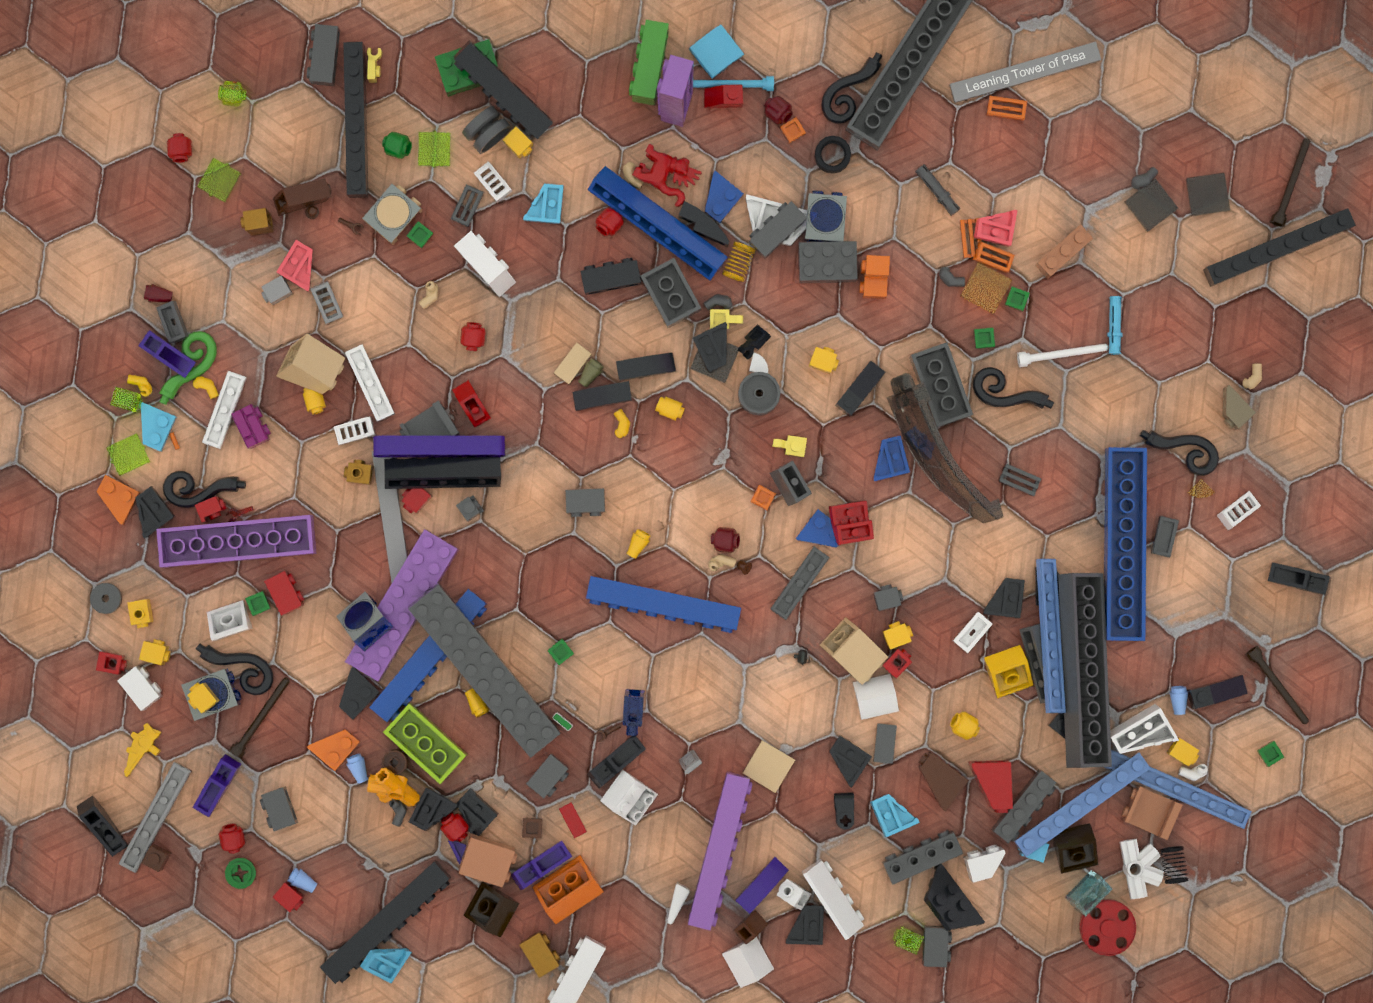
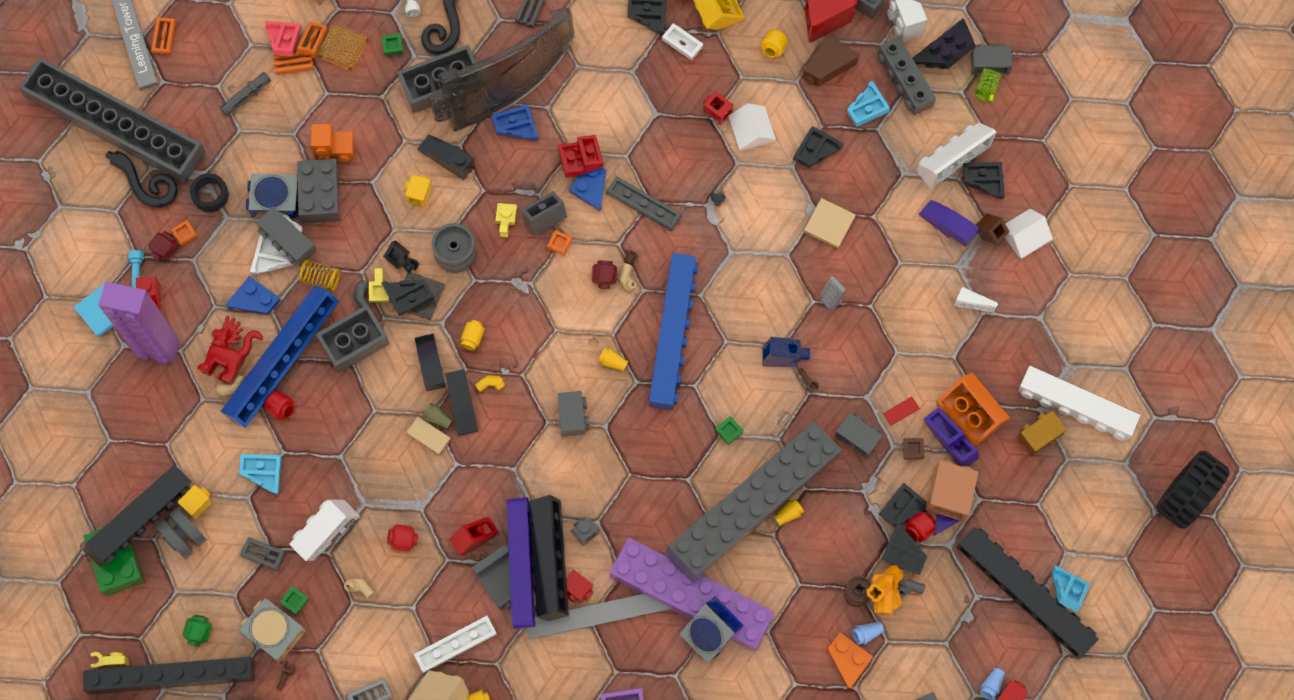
camera: 95 degrees left, 15 degrees down
(357, 694) = (789, 638): black wing -> none
(358, 472) = (552, 649): pearl gold brick -> none
(369, 424) = (502, 640): white slope -> none
(420, 665) = (756, 573): blue brick -> none
(425, 743) = (835, 560): lime brick -> none
(434, 149) = (202, 592): clear neon green piece -> none
(491, 909) = (1001, 485): dark brown slope -> none
(503, 193) = (241, 533): white slope -> none
(562, 721) = (801, 424): green piece -> none
(610, 276) = (336, 401): black brick -> none
(616, 761) = (838, 369): black slope -> none
(629, 797) = (873, 354): white slope -> none
(650, 62) = (111, 371): bright green brick -> none
(703, 224) = (281, 312): black slope -> none
(718, 851) = (919, 261): medium lavender brick -> none
(758, 364) = (424, 253): white tile -> none
(793, 894) = (954, 191): white brick -> none
(844, 806) = (865, 149): black piece -> none
(854, 651) = (707, 147): tan slope -> none
(885, 743) = (797, 116): dark grey tile -> none
(888, 597) = (653, 119): dark grey brick -> none
(897, 635) = (690, 109): yellow brick -> none
(948, 278) = (334, 79): dark grey arm -> none
(1017, 299) = (353, 17): green plate -> none

